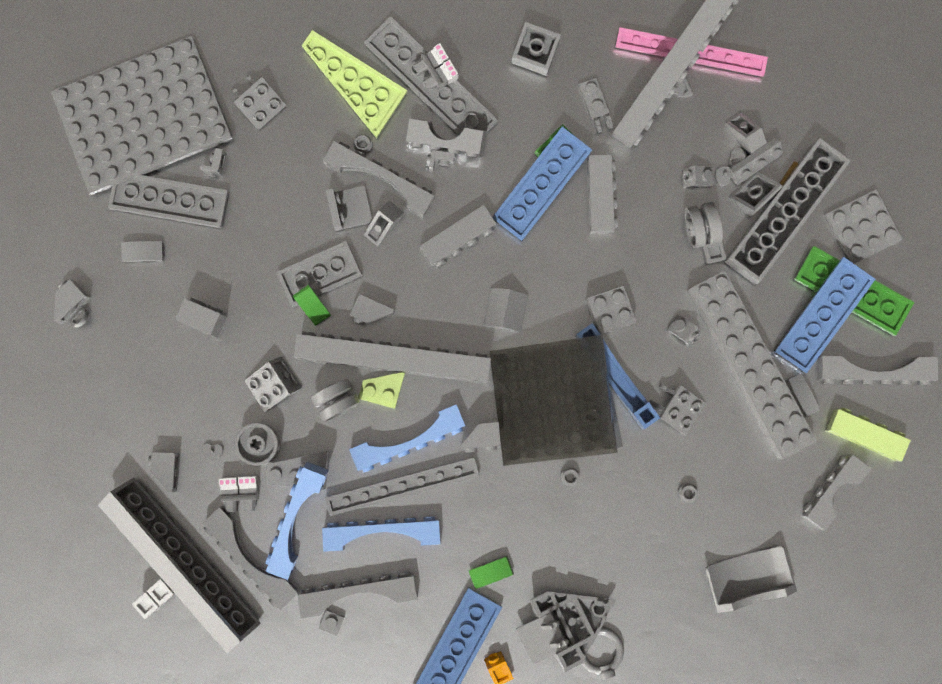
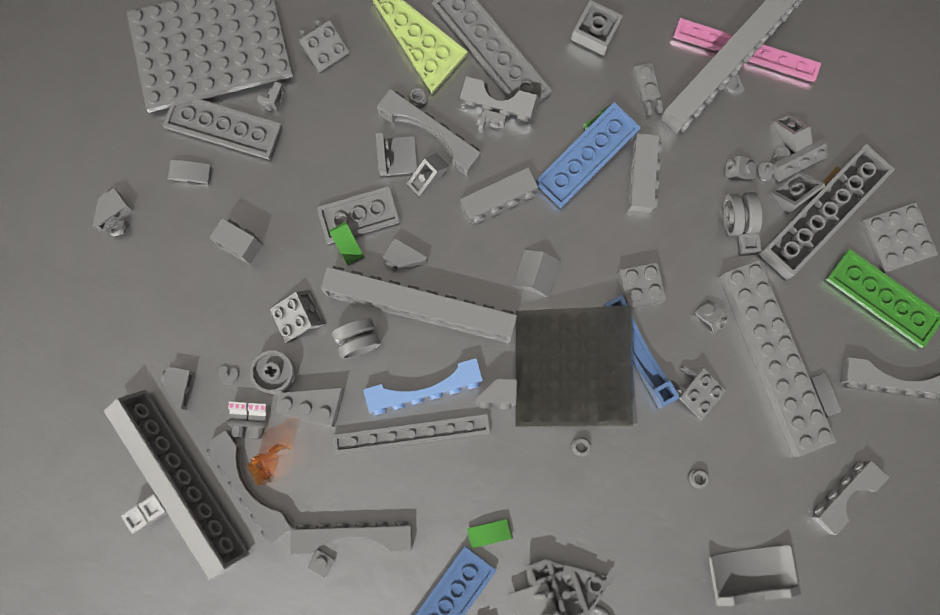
camera: 10 degrees right, 5 degrees down
(259, 544) = (260, 473): none -> clear orange bracket
(283, 559) = (281, 490): light blue arch -> none
(337, 536) = (339, 476): light blue arch -> none
(382, 389) = (404, 335): yellowish green wing -> none
(438, 66) = (501, 33): light grey hips -> none
(824, 314) = (854, 317): medium blue plate -> none
(868, 435) = (887, 443): yellowish green brick -> none

